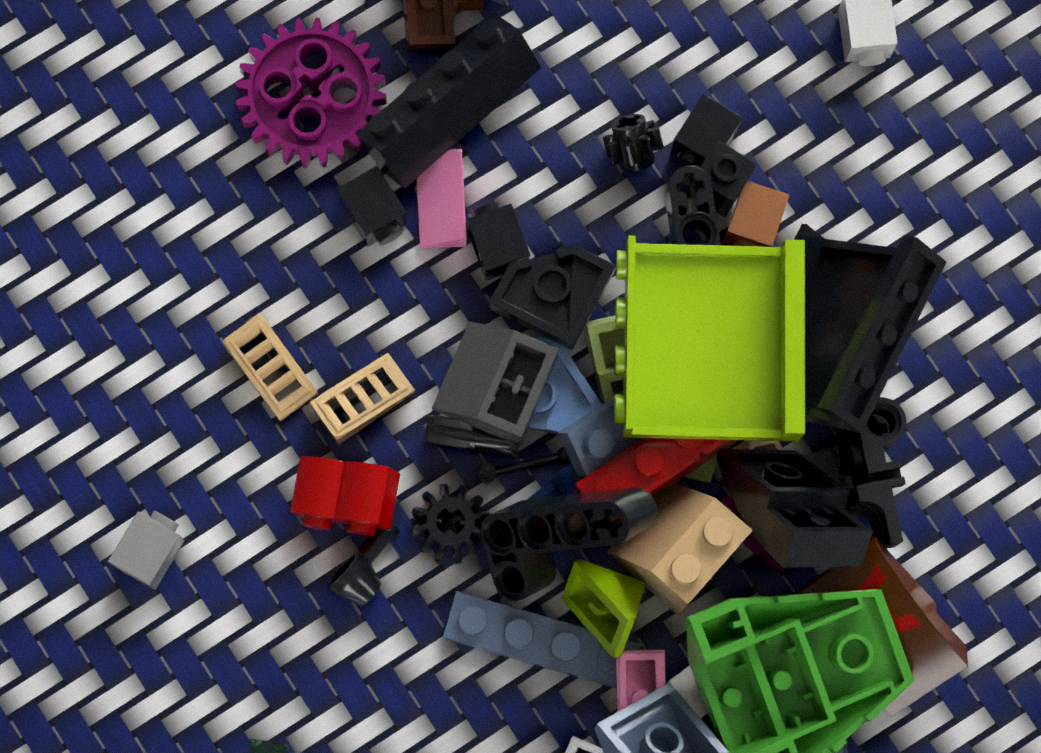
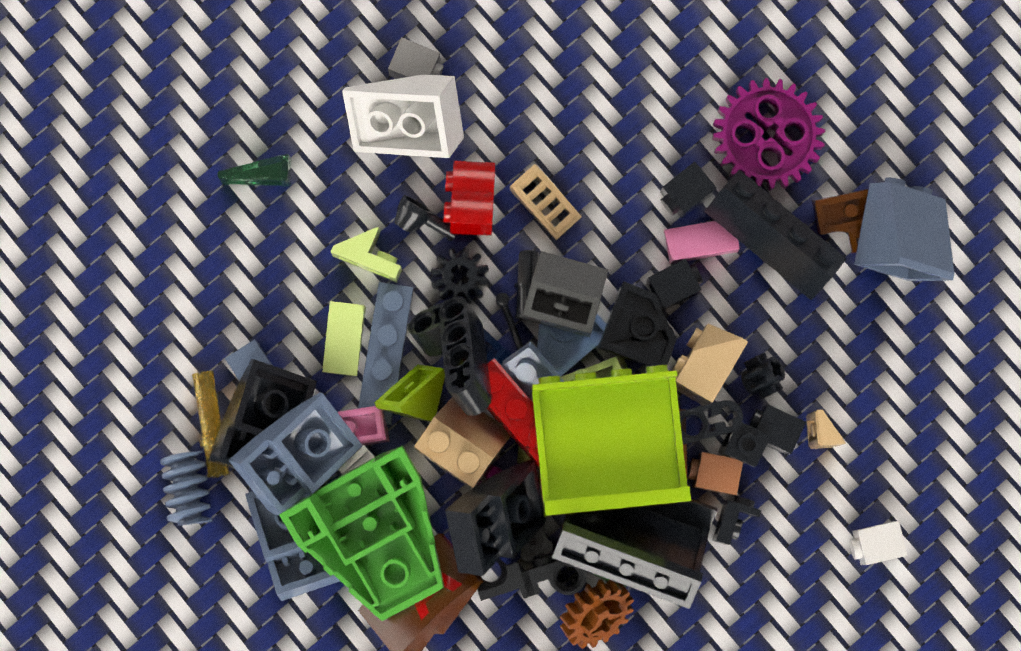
camera: 85 degrees right, 5 degrees up
(220, 569) = (405, 116): none -> white slope
(246, 334) = (580, 112): tan slope -> none
(401, 658) = (359, 253): none -> yellowish green slope
(515, 695) = (343, 338): none -> yellowish green slope
(610, 205) = (708, 363): none -> tan slope
(718, 74) = (822, 431): none -> tan slope
(821, 213) = (728, 524): none -> black bracket
(928, 396) = (596, 613): none -> dark orange gear

